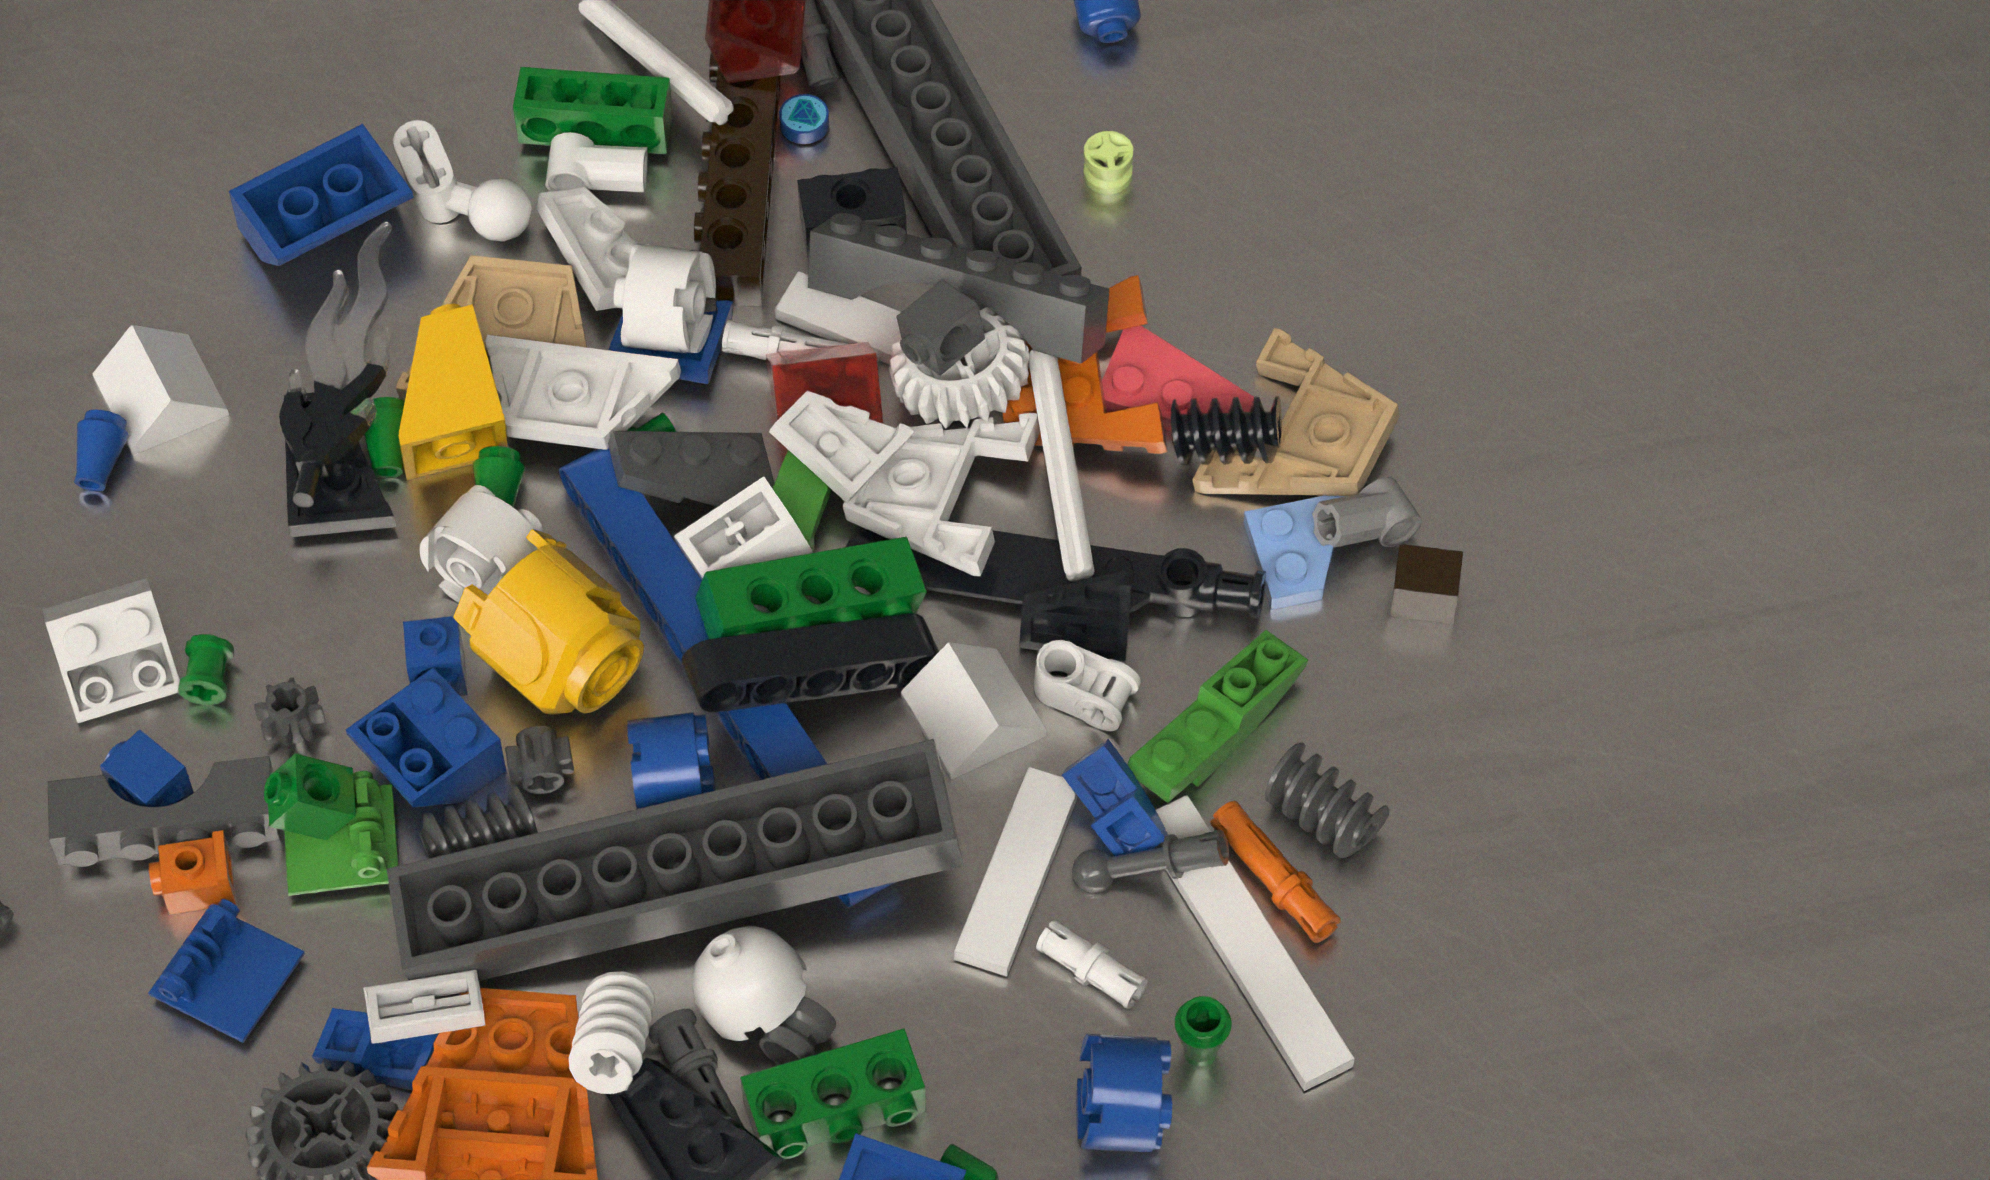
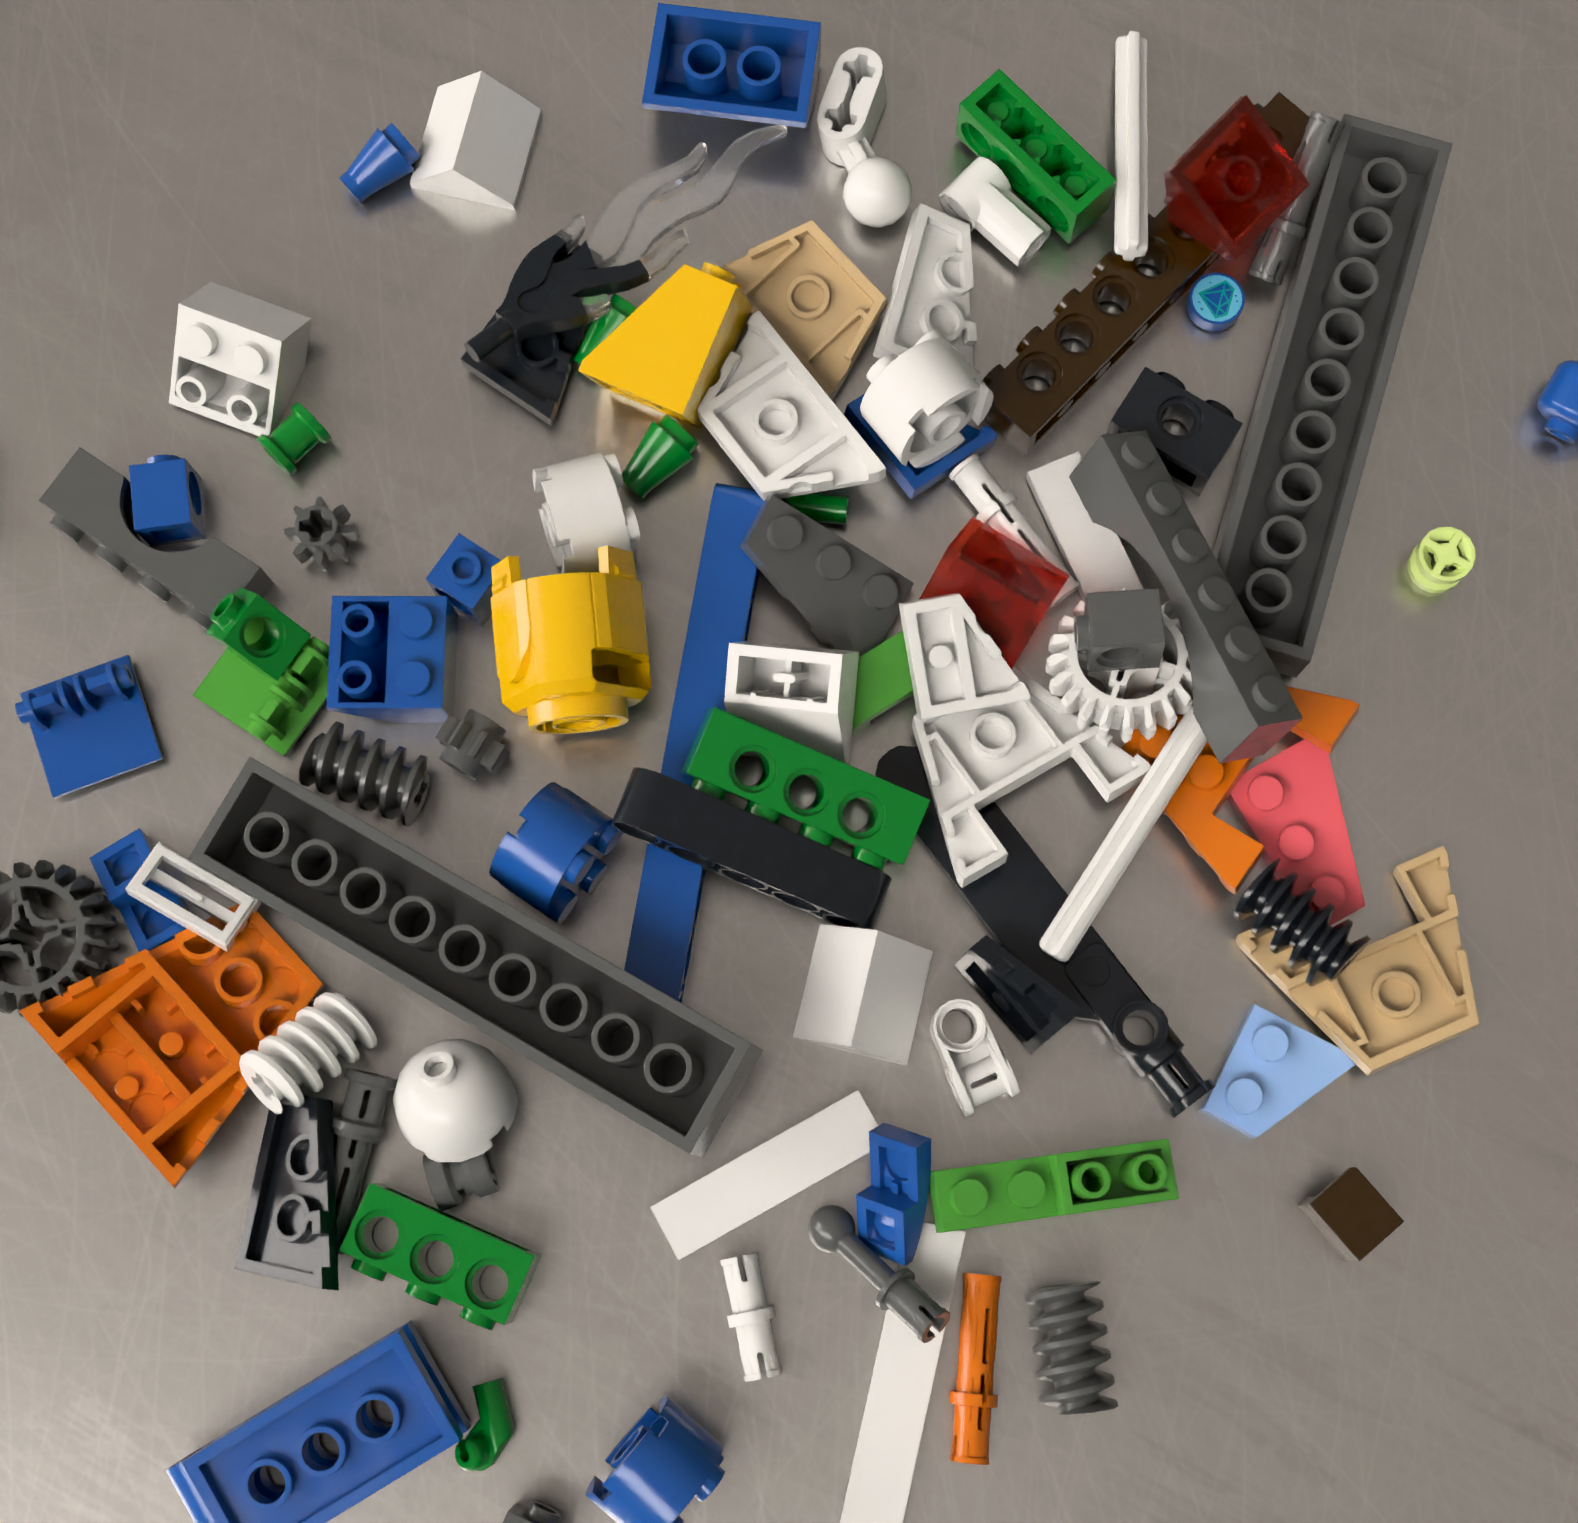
camera: 45 degrees right, 20 degrees up
(193, 874) = (149, 627): orange brick -> none
(1202, 1029) = (773, 1492): green cone -> none
(1375, 513) = (1366, 1107): light grey piece -> none

